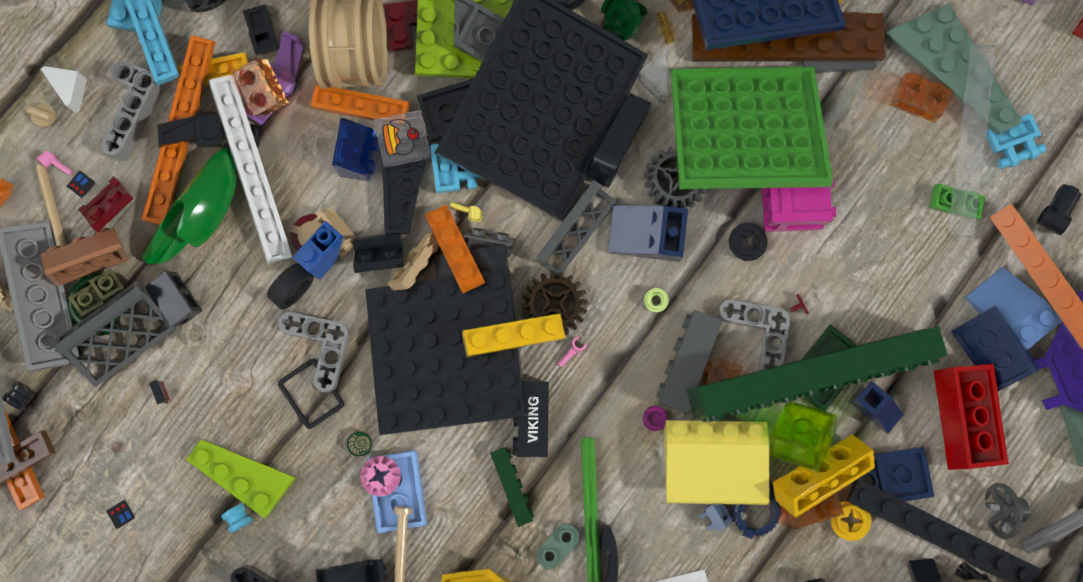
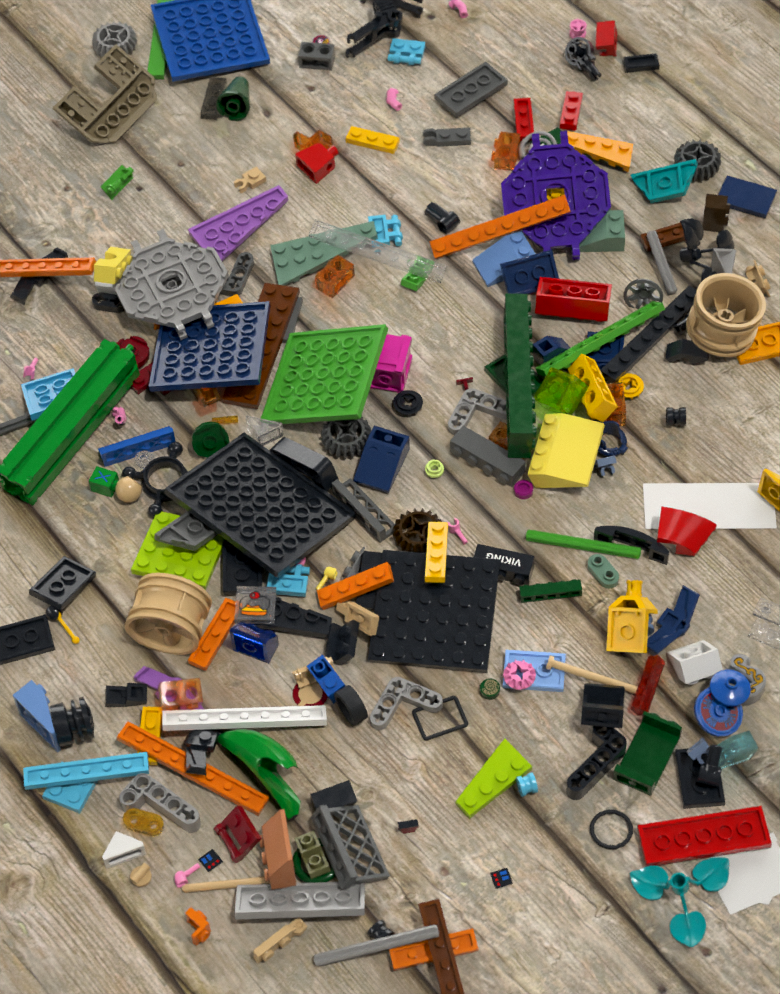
camera: 75 degrees left, 25 degrees down
(105, 99) = (145, 821): none -> clear yellow plate
(913, 469) = (604, 336): none -> bright green plate

